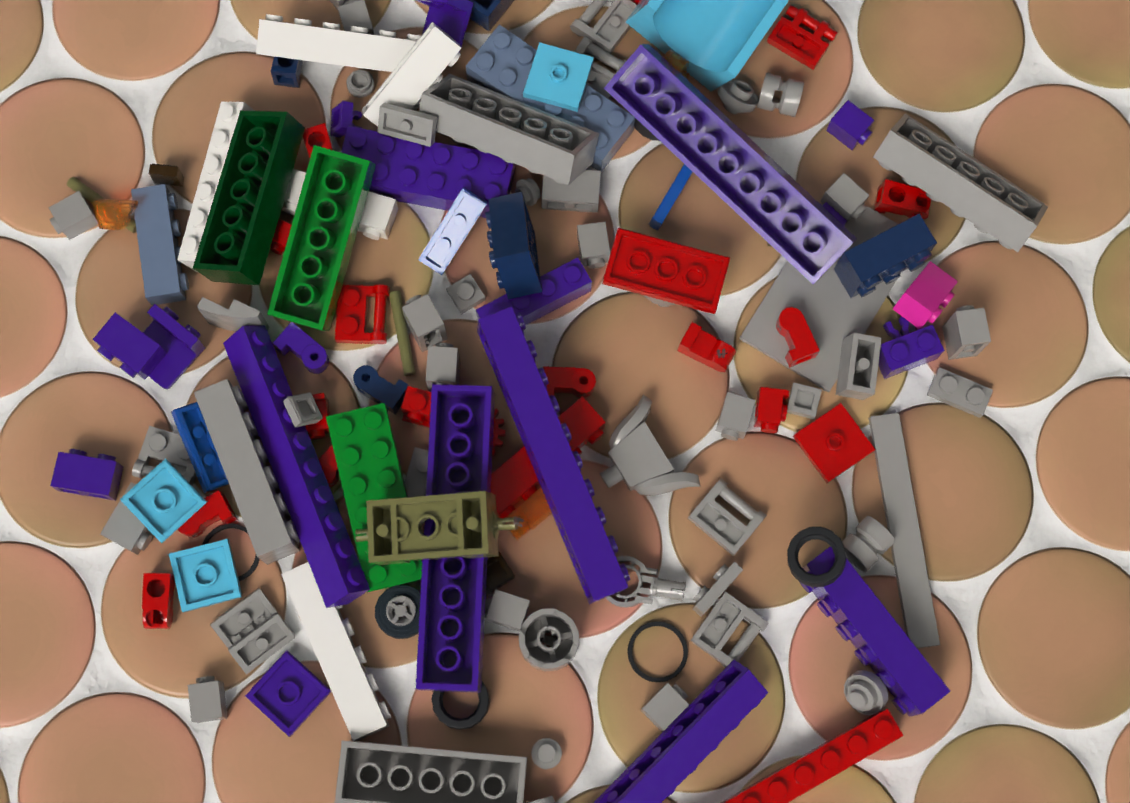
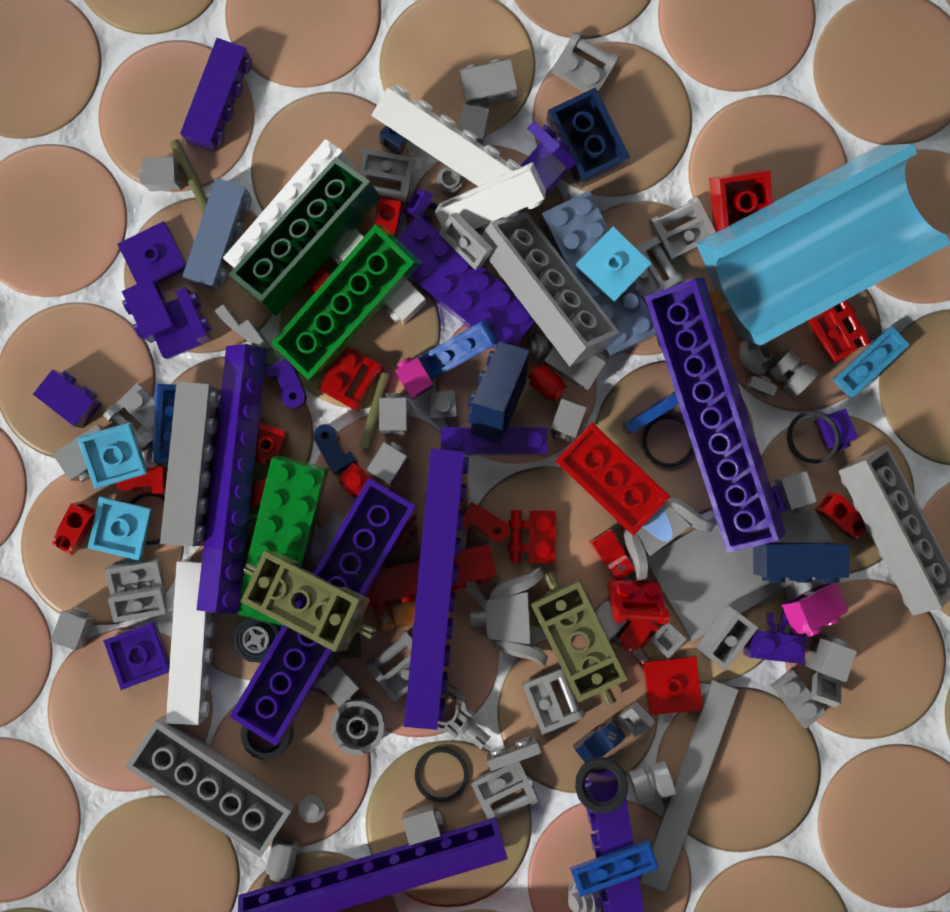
camera: 30 degrees right, 10 degrees up
(91, 116) = (216, 95): none -> dark purple brick
(102, 294) = (153, 254): none -> dark purple plate
(113, 213) = (192, 189): clear orange tile -> none
(166, 174) = (252, 177): dark brown tile -> none
(298, 101) = (388, 168): none -> light grey plate
(302, 409) = (258, 439): light grey tile -> none
(424, 279) = (413, 377): none -> dark pink brick
(555, 220) = (546, 382): none -> red brick
(563, 578) = (396, 680): none -> light grey plate
(627, 366) = (541, 536): none -> red plate
(701, 193) = (646, 447): none -> black piece
(738, 299) = (659, 530): none -> light grey torso
(747, 459) = (568, 612): none -> olive brick
(754, 376) = (637, 595): none -> red plate
(758, 122) = (761, 385): none -> light grey plate
(797, 520) = (599, 740): none -> dark blue leg
(798, 336) = (691, 586): red leg -> none
(816, 492) = (635, 719): none -> light grey plate
(847, 50) = (870, 362): none -> dark azure plate
(858, 138) = (796, 452): none -> black piece
(873, 632) = (614, 868): none -> blue tile
(980, 367) = (826, 689): none -> light grey plate

